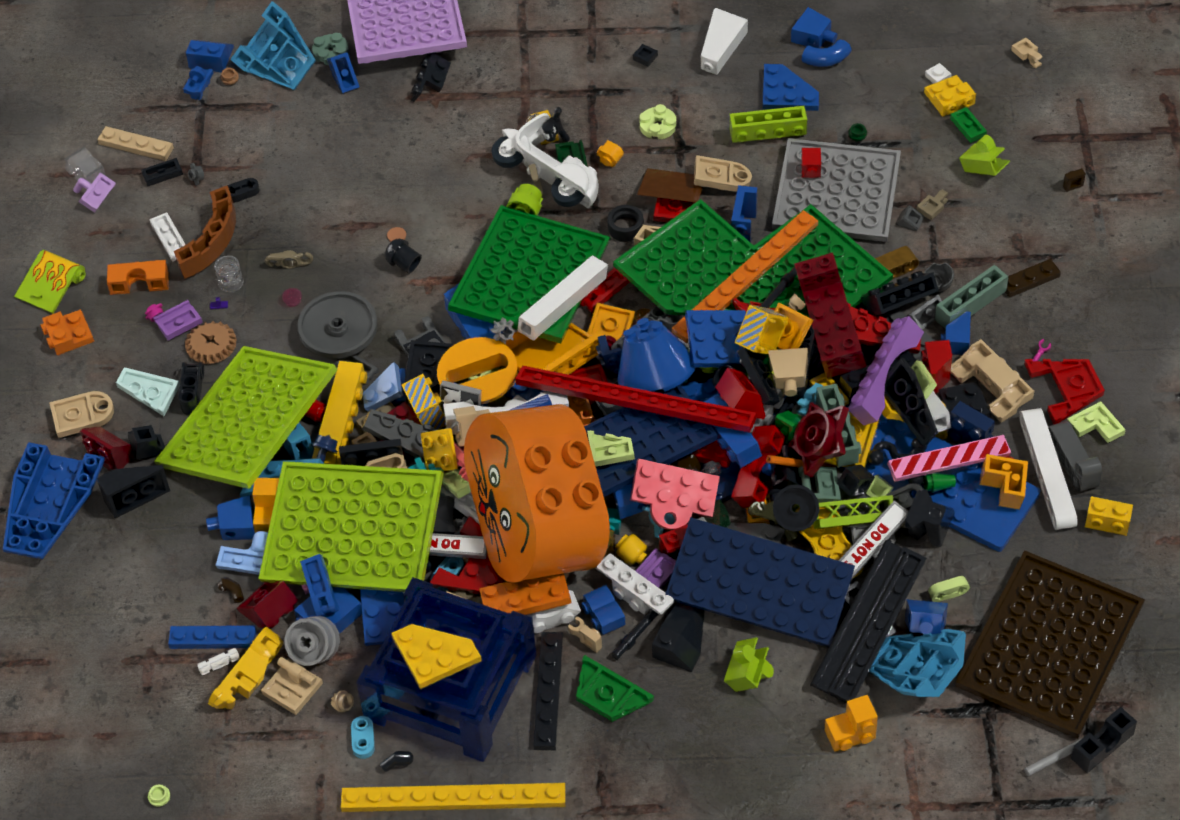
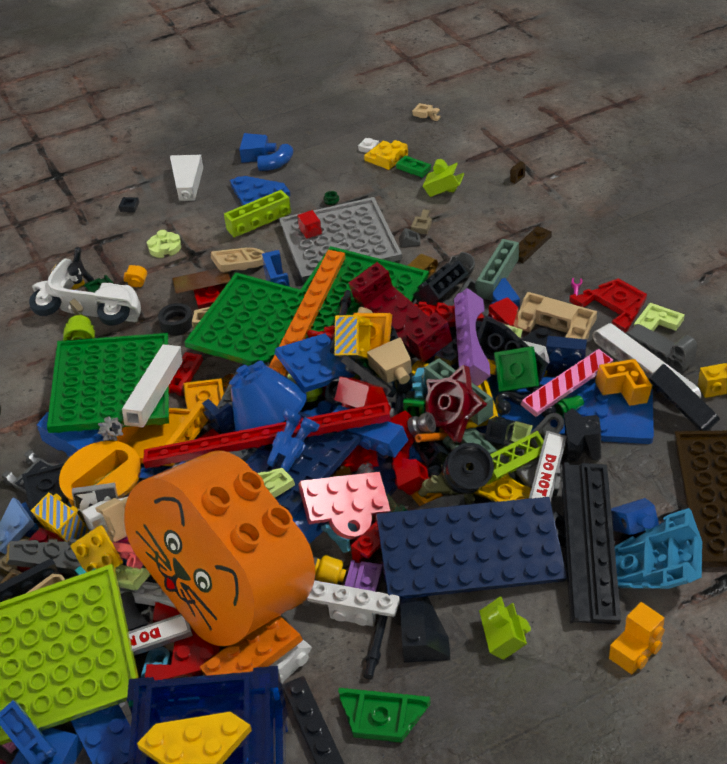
camera: 25 degrees left, 10 degrees down
(587, 636) = (331, 668): tan plate -> none
(603, 609) = (333, 637): blue brick -> none
(643, 415) = (289, 446): none -> blue piece
(781, 446) = (422, 424): none -> flat silver wheel
(905, 425) = (516, 369): none -> green plate
(948, 589) = (634, 487): yellowish green beam -> none
(1049, 521) = (683, 398): none -> black beam

